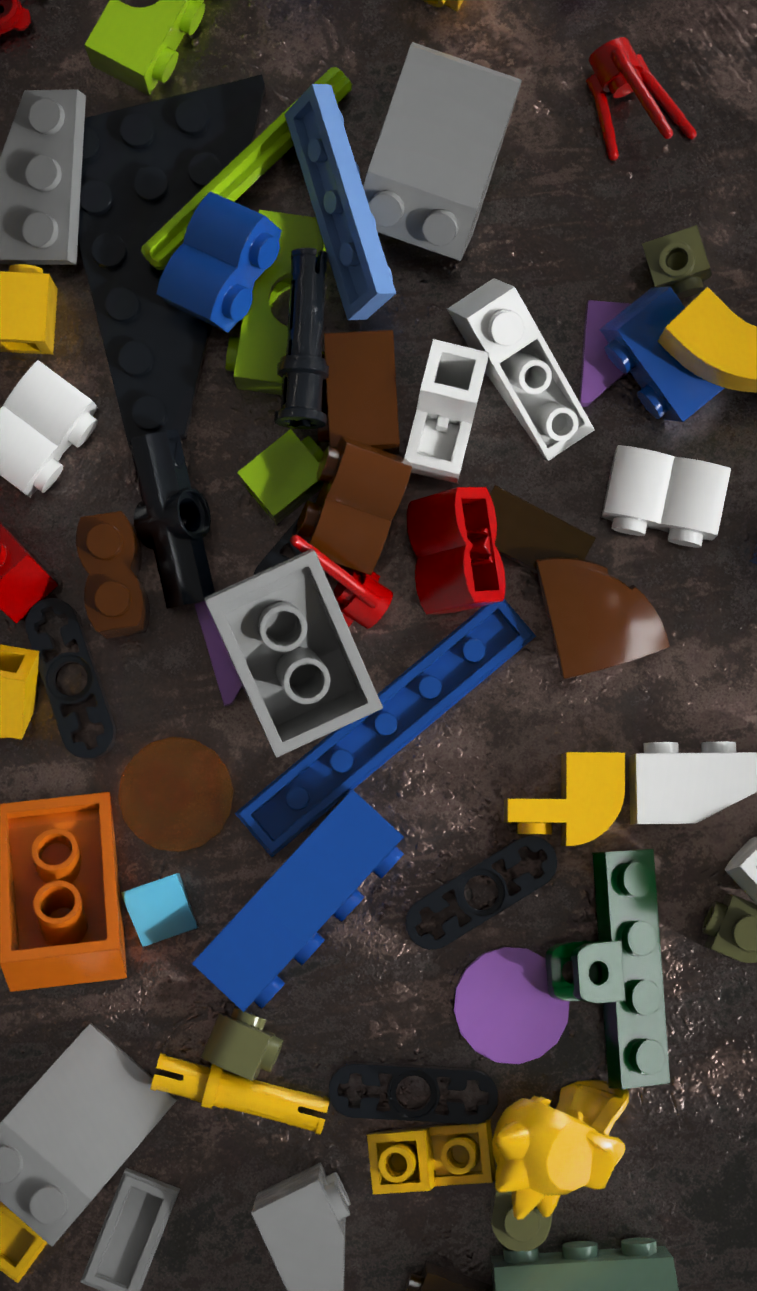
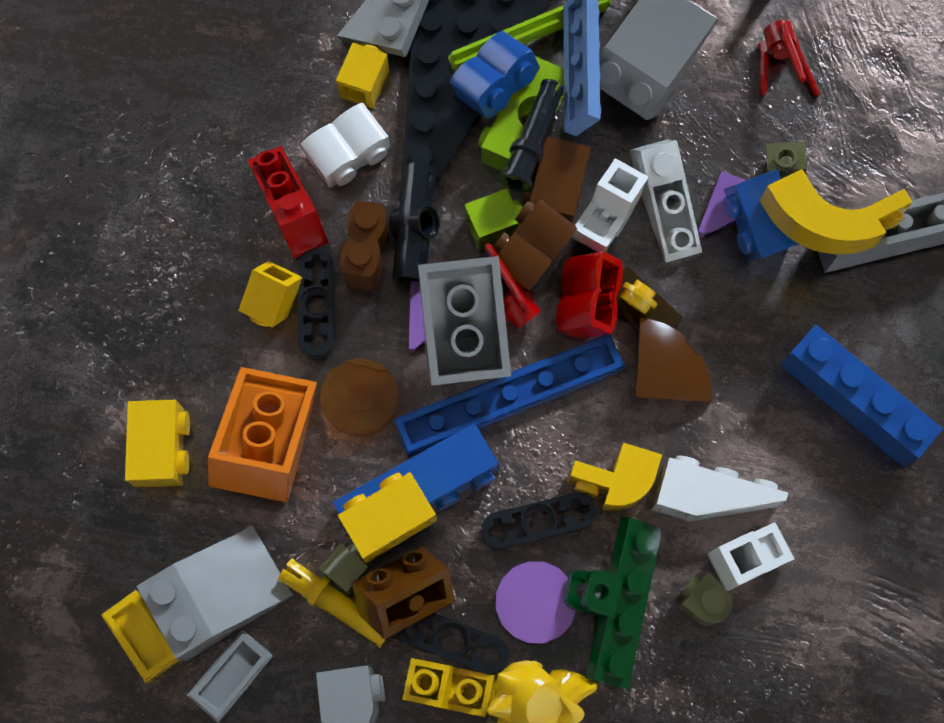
camera: 20 degrees right, 10 degrees down
(160, 909) = (323, 465): medium azure slope -> none
(275, 965) = (387, 516): none -> yellow brick
(329, 1056) = (403, 592): none -> reddish brown brick
(526, 532) = (638, 296): none -> yellow plate
(665, 495) = (737, 303): white brick -> none

